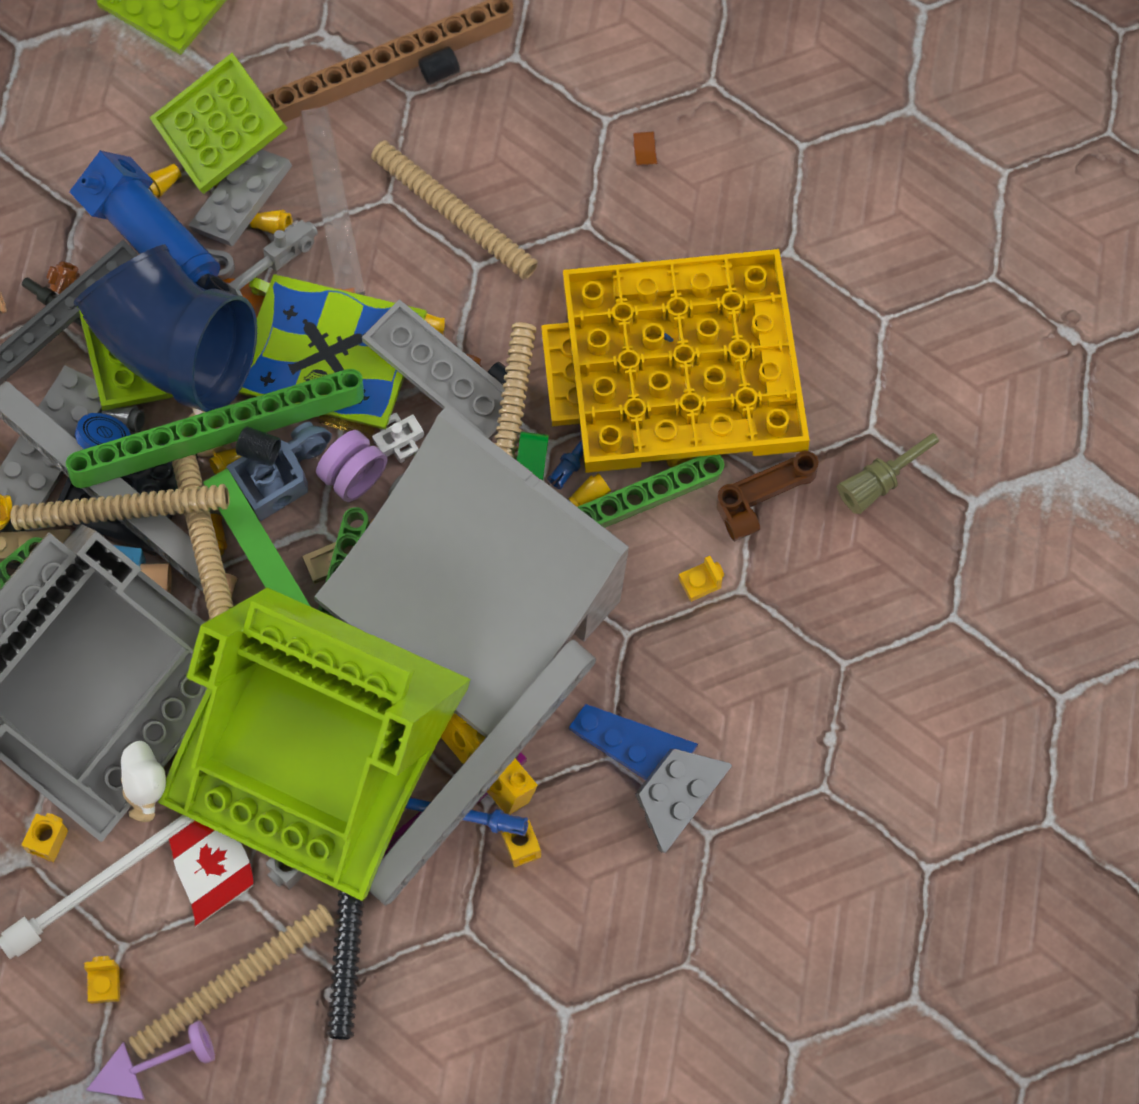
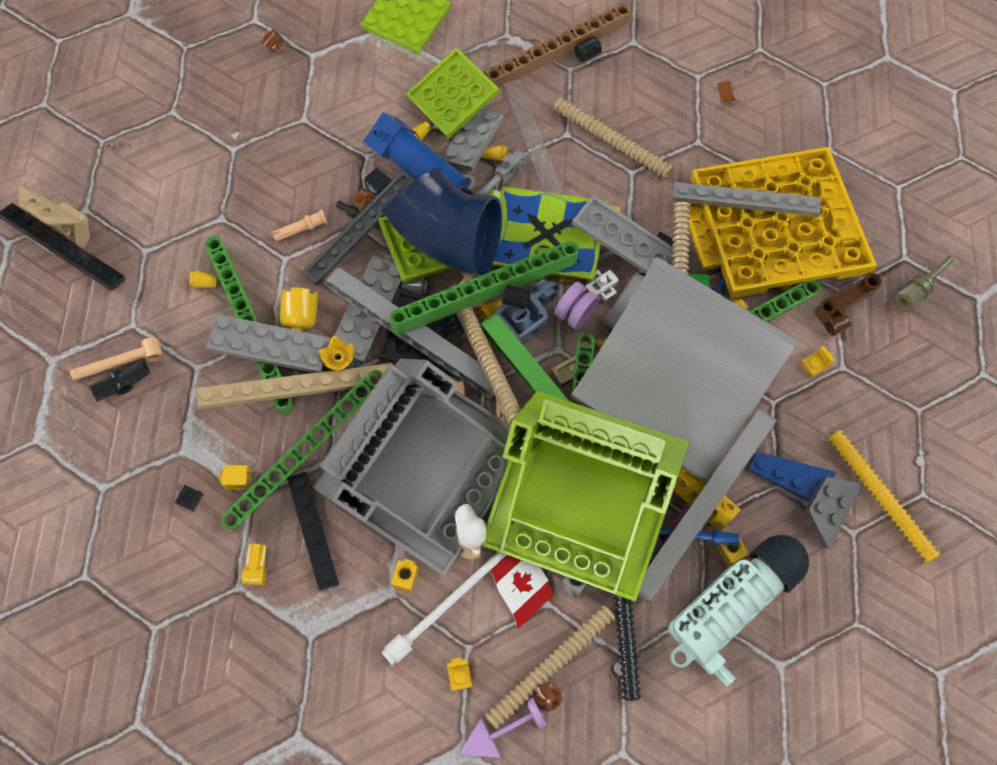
camera: 10 degrees left, 0 degrees up
(85, 251) = (376, 181): none -> black brick
(98, 429) = (404, 294): blue tile -> none
(120, 507) = (429, 344): tan piece -> none
(221, 1022) = (548, 696): none -> dark orange gear
(578, 865) = (775, 567): none -> light aqua piece
(633, 322) = (746, 199): none -> light grey plate
(760, 784) = (884, 496): none -> yellow piece

